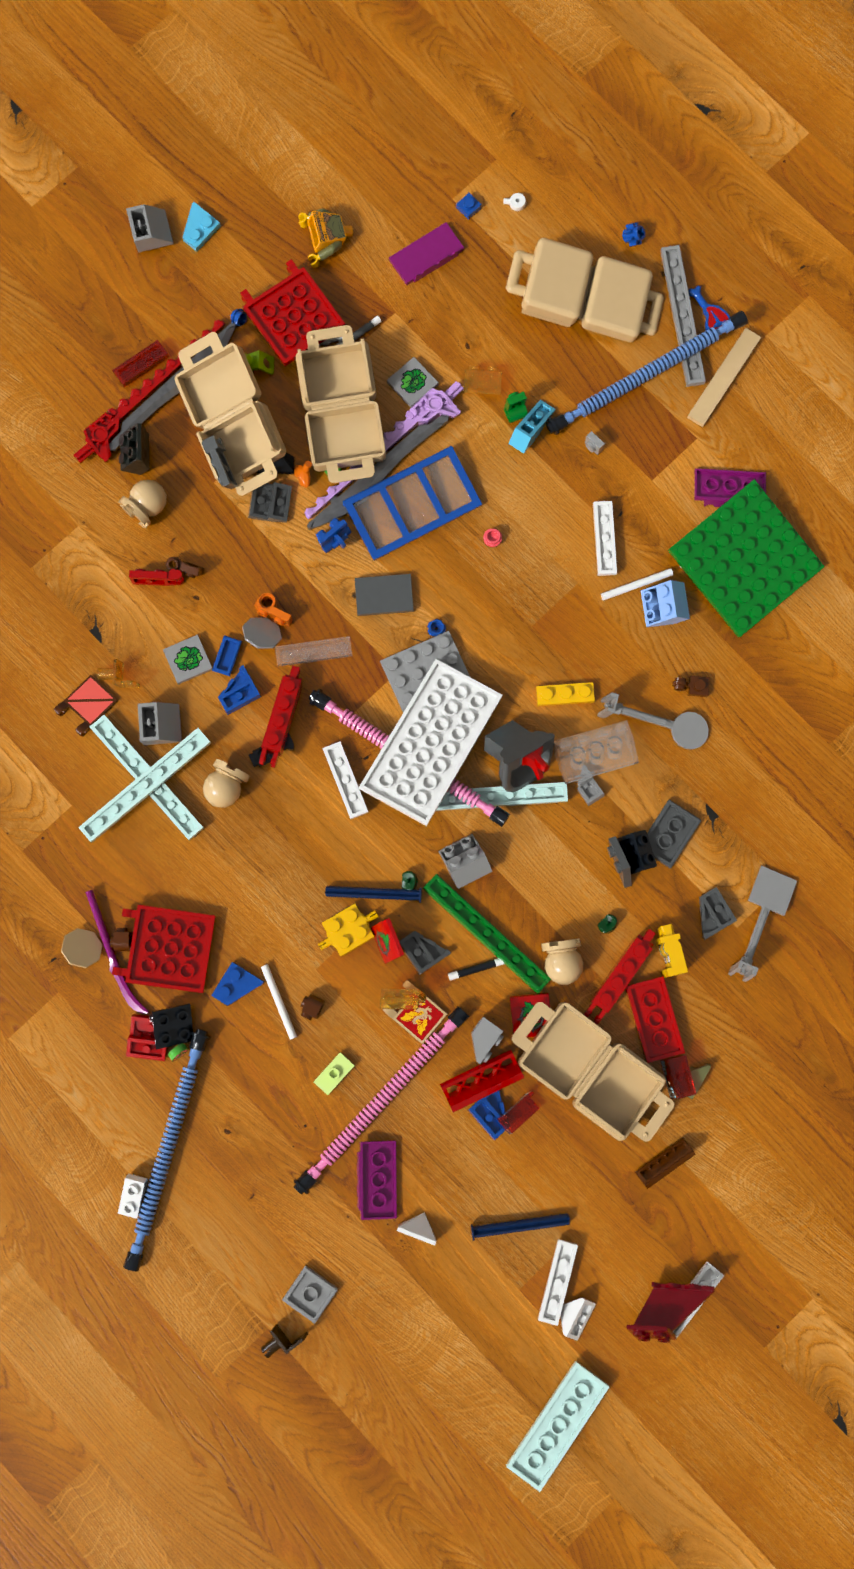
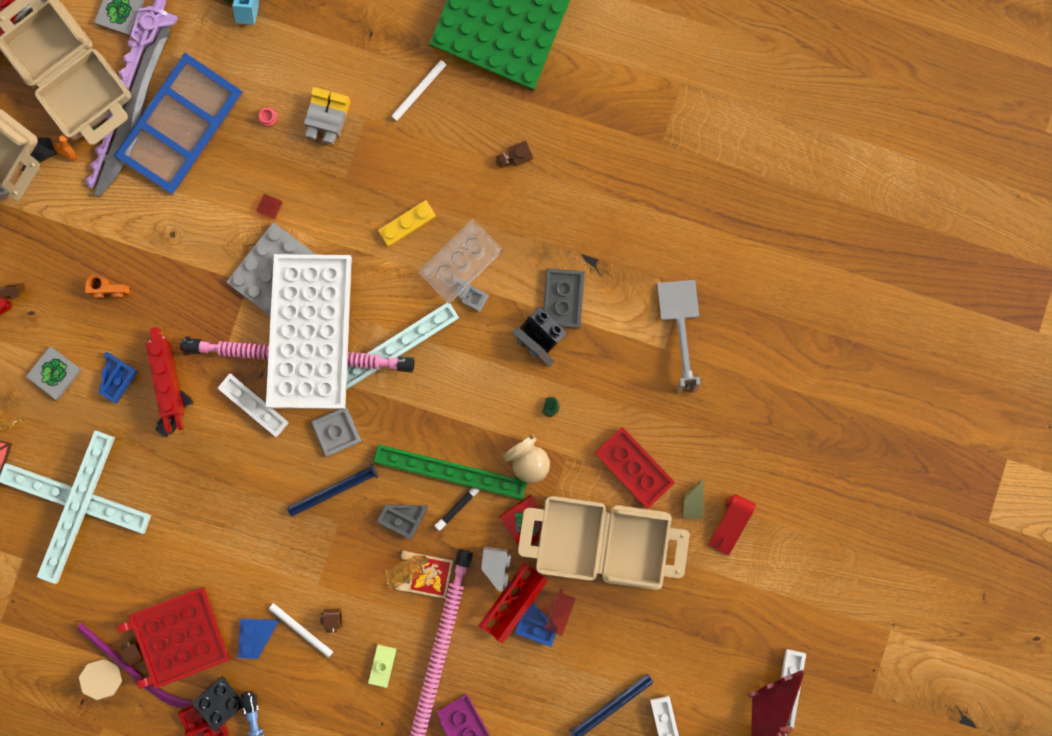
camera: 30 degrees left, 5 degrees up
(159, 723) = (58, 444): light grey slope -> none
(177, 1052) = (235, 722): bright green tile -> none
(223, 786) = (146, 469): tan tile -> none
(226, 655) = (87, 351): blue tile -> none
(261, 633) = (106, 314): light grey piece -> none
(270, 502) = (50, 191): dark grey slope -> none
(313, 651) = (162, 305): clear plate -> none
(335, 537) = (124, 192): blue hips -> none
(348, 930) = (327, 535): yellow plate -> none
(384, 595) = (198, 220): dark grey tile -> none
(387, 941) = (365, 527): red slope -> none
(405, 842) = (336, 431): none -> light grey tile
(409, 880) = (358, 463): dark green piece -> none
(436, 623) = (256, 225): blue plate -> none
(452, 615) = (269, 206): none -> clear red plate
(465, 861) = (397, 419): light grey slope -> none
(521, 754) = (394, 299): dark grey piece -> none
(544, 563) = (326, 115): none -> light grey hips
(604, 538) = (368, 63): white plate -> none
(621, 975) = (585, 445): red hinge -> none
(665, 604) = (452, 95): light blue slope -> none
(665, 1163) = (707, 586): reddish brown plate -> none
(671, 951) = (617, 400): yellow hips -> none
(678, 1077) = (680, 506): clear red panel -> none
(688, 729) = (531, 197): light grey piece -> none
(714, 913) = (638, 347): dark grey wing -> none
(717, 1119) = (732, 524): none -> red door

